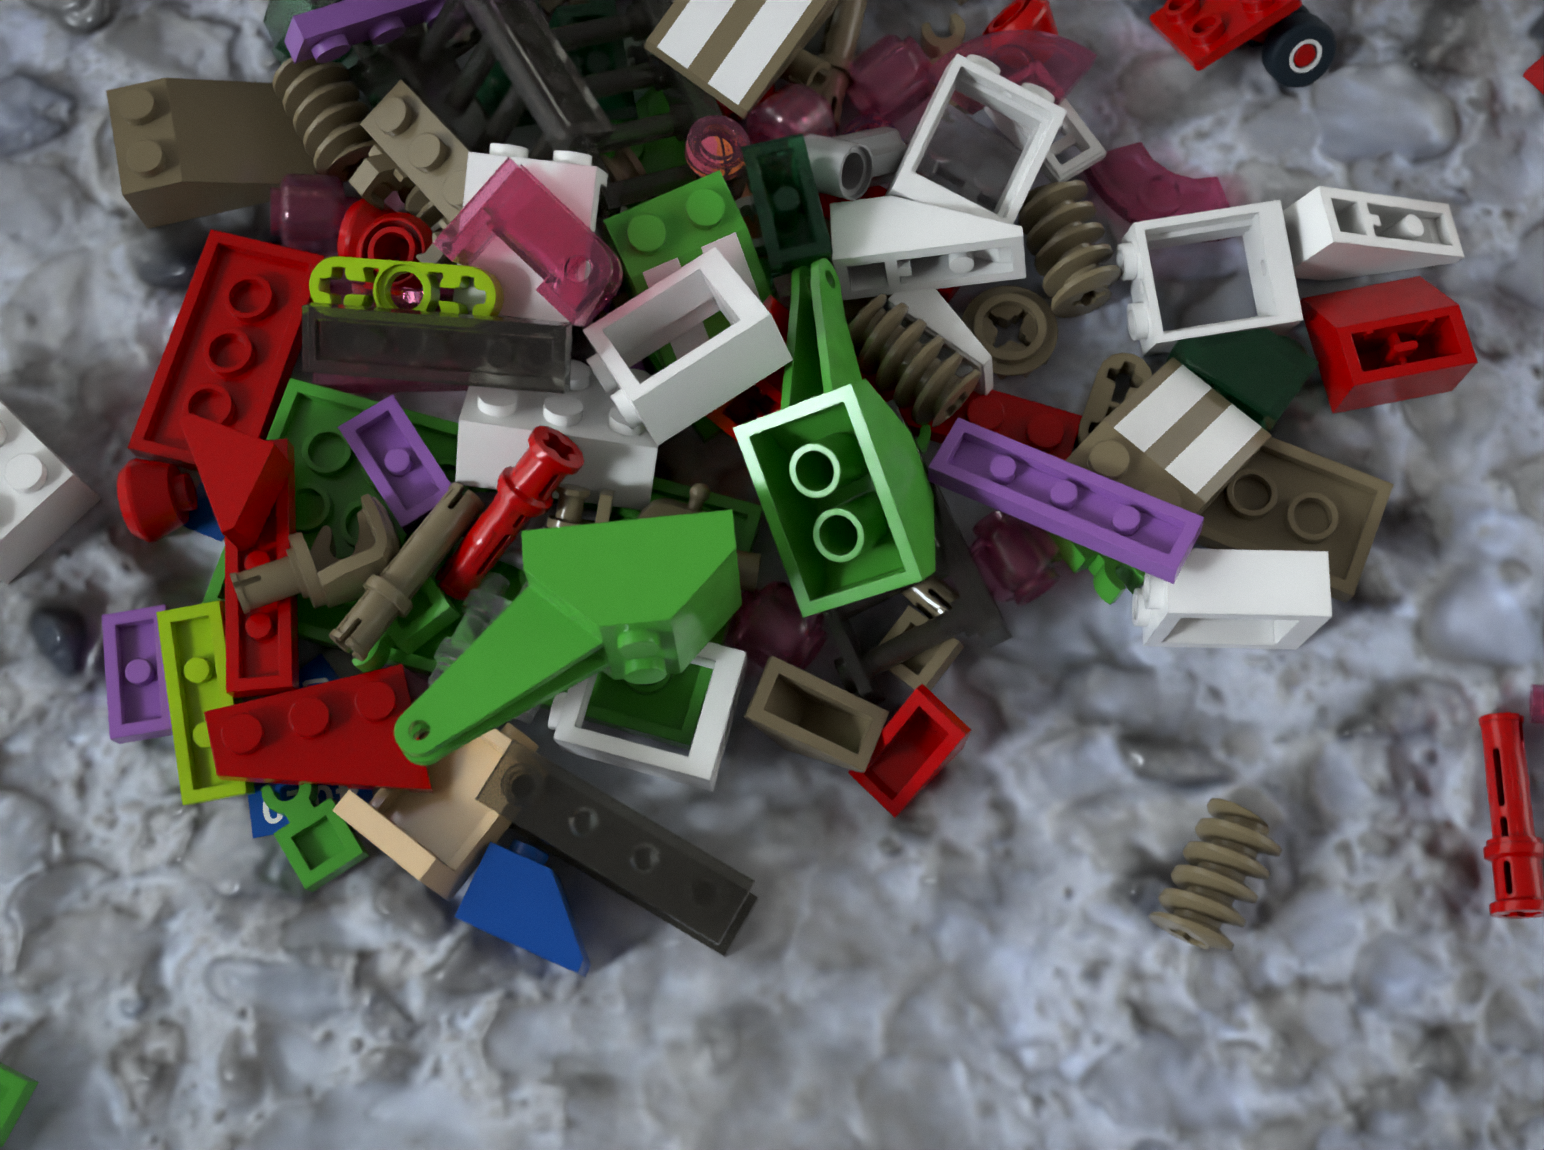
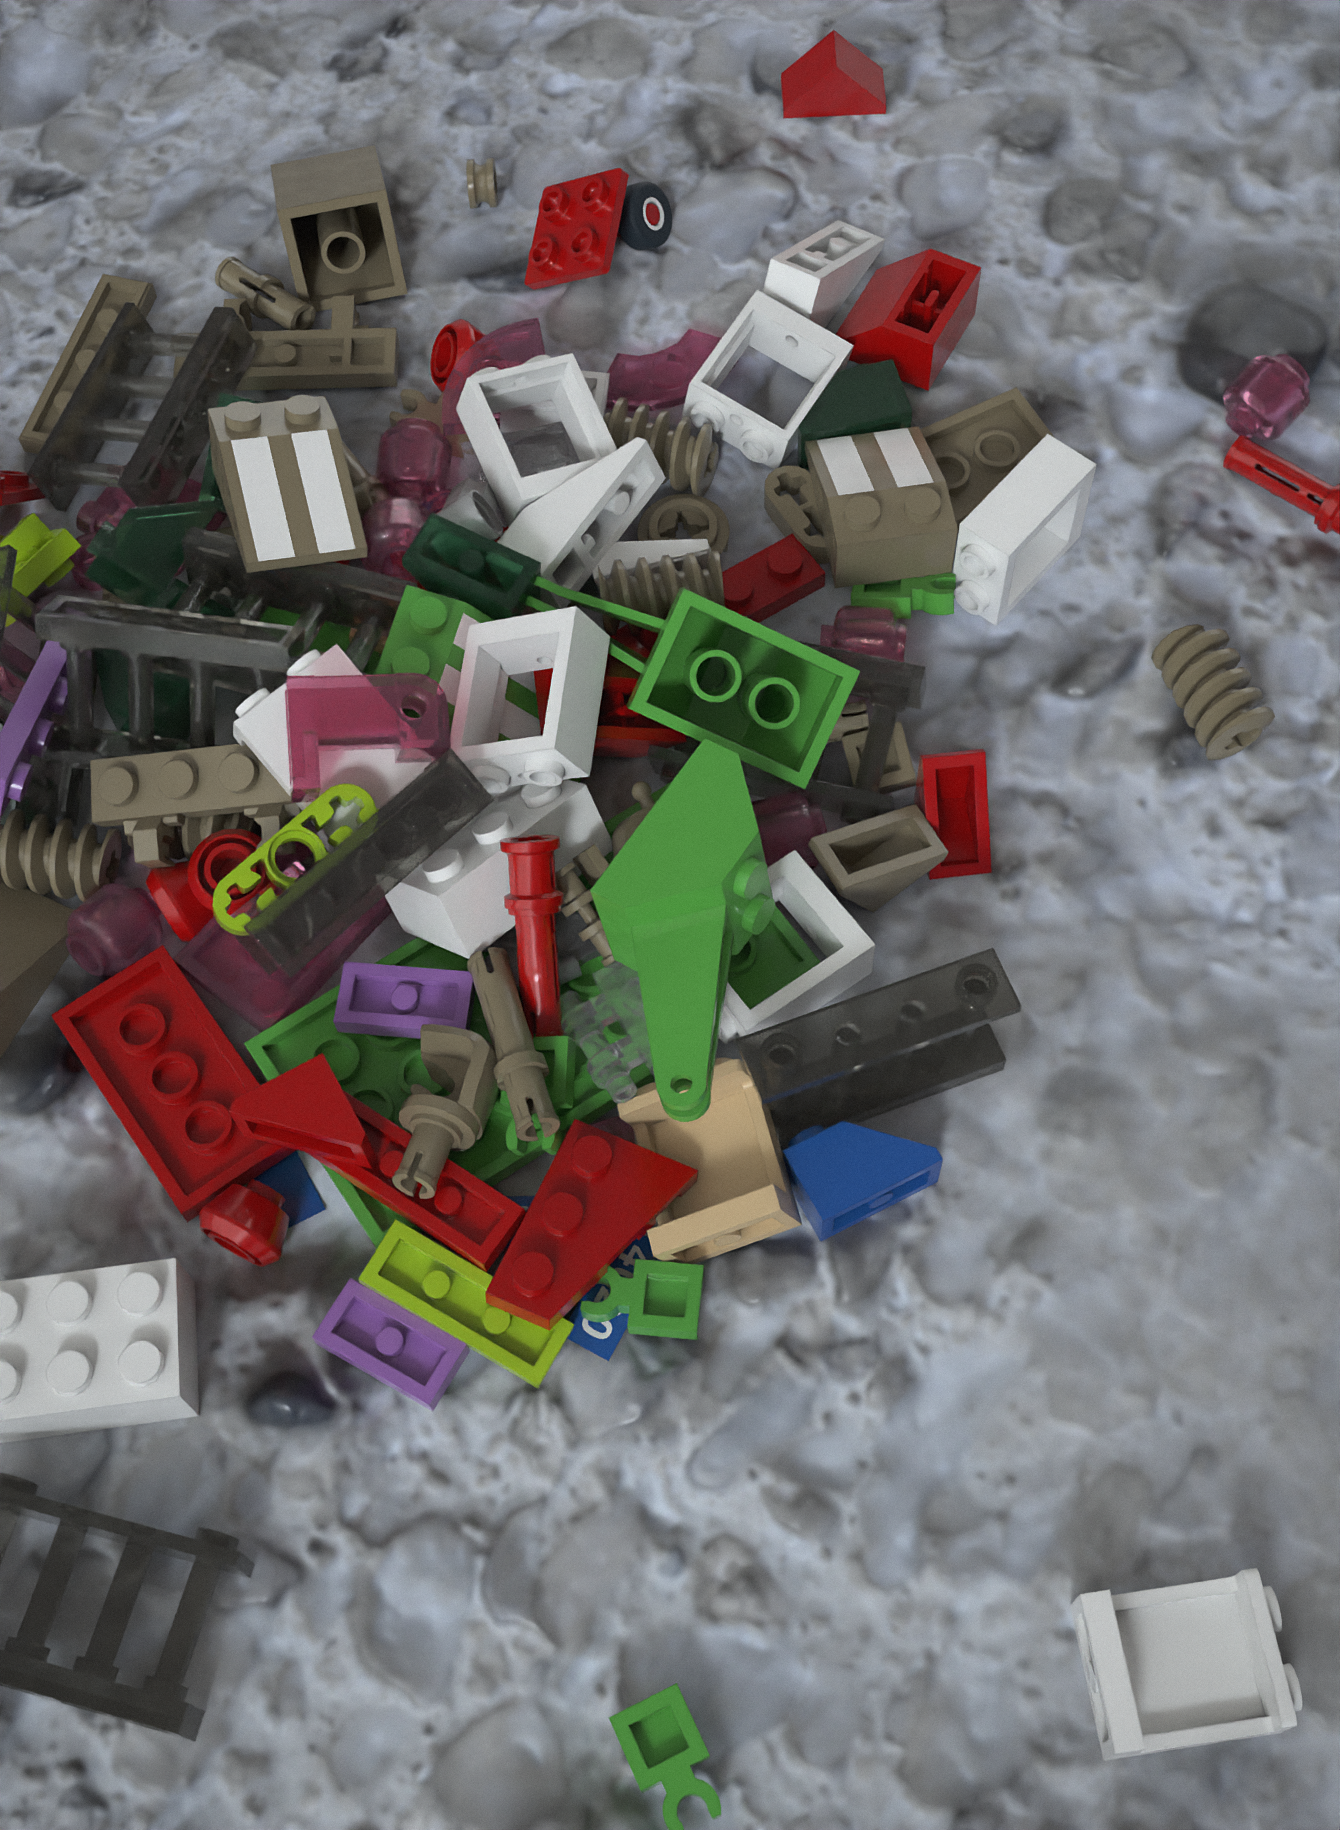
camera: 50 degrees left, 10 degrees down
(716, 145) = (377, 582): clear pink tile -> none
(1066, 500) = (869, 555): medium lavender plate -> none

